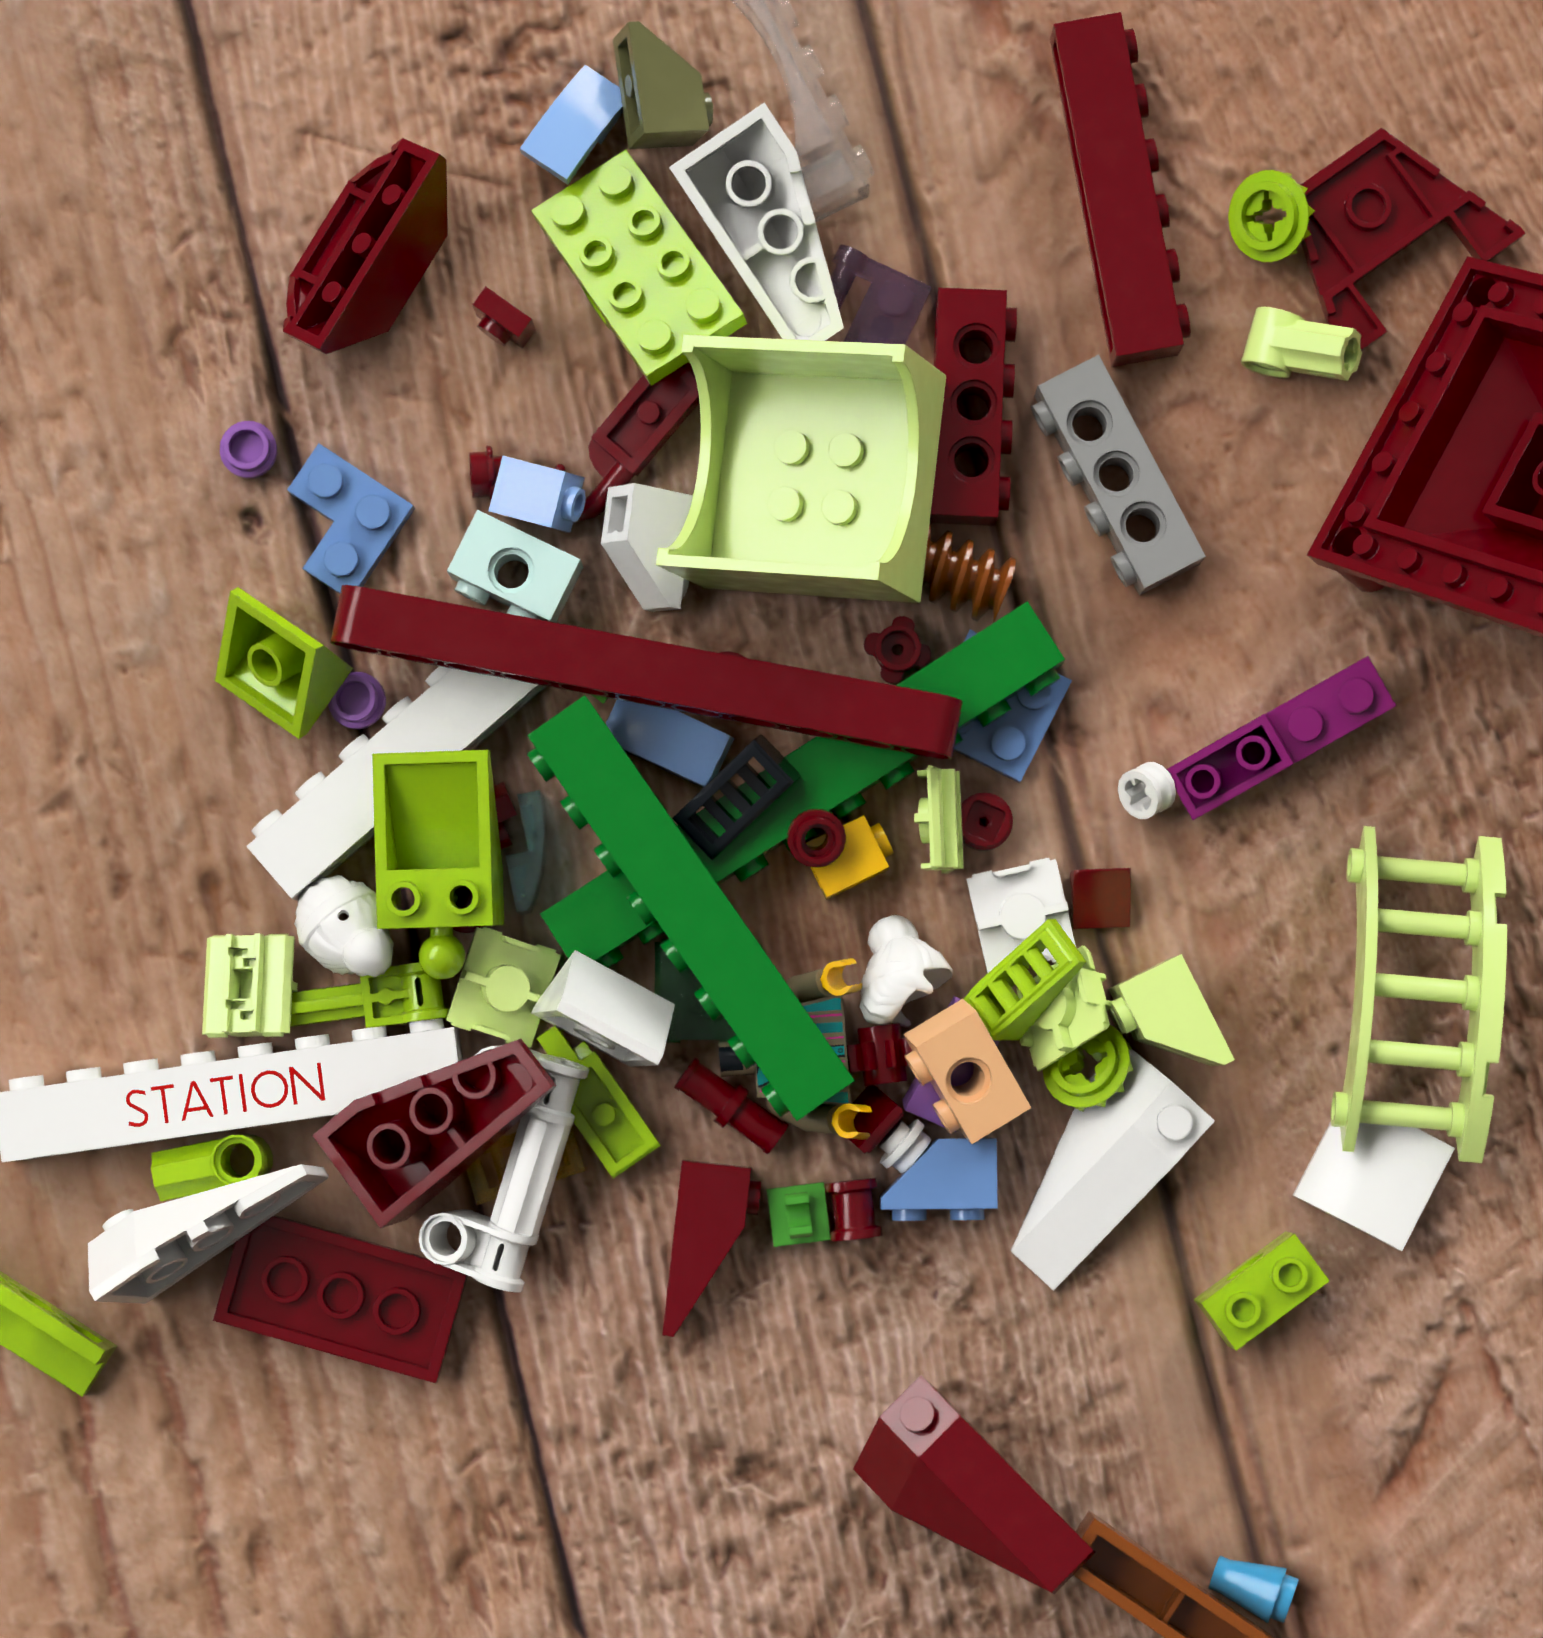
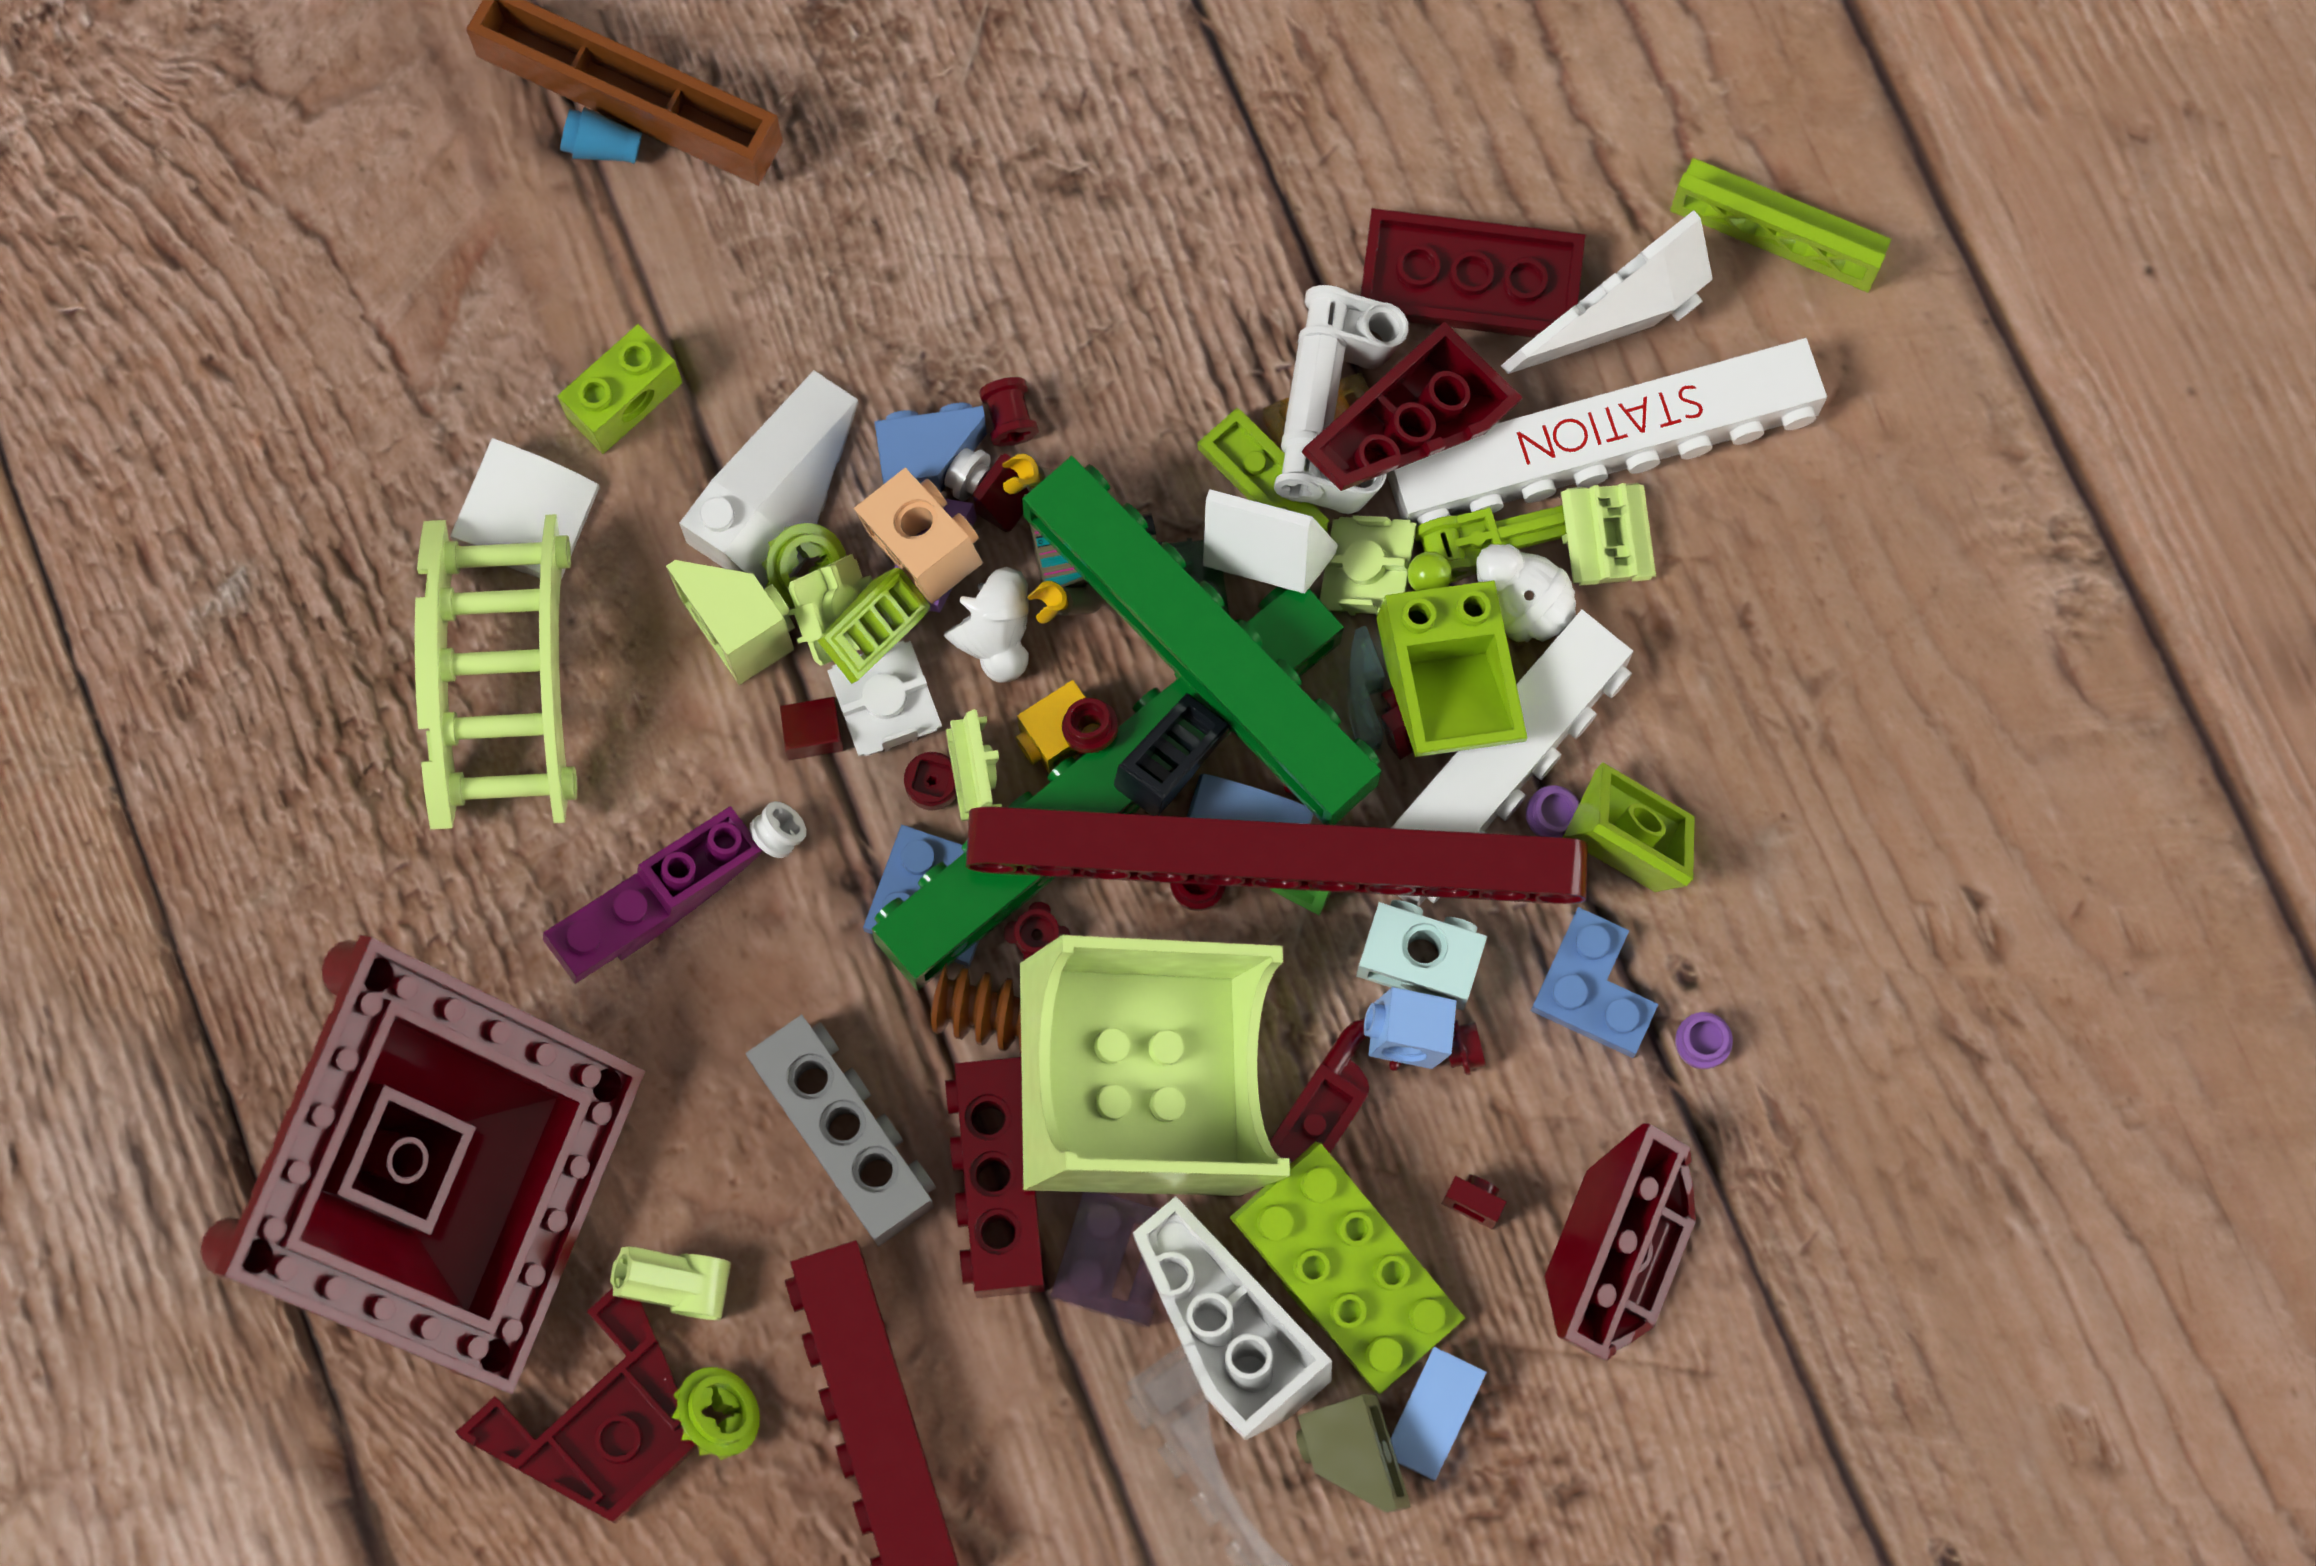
camera: 170 degrees right, 10 degrees down
(205, 1166) = (1614, 366): lime piece -> none
(634, 527) = (1300, 1004): white slope -> none
(707, 1223) = (1142, 376): dark red slope -> none
(731, 1106) = (1142, 491): dark red pin -> none
(798, 1214) = (1060, 404): bright green tile -> none
(879, 1054) = (1003, 545): dark red gear -> none
(955, 1483) = (880, 183): dark red wedge -> none

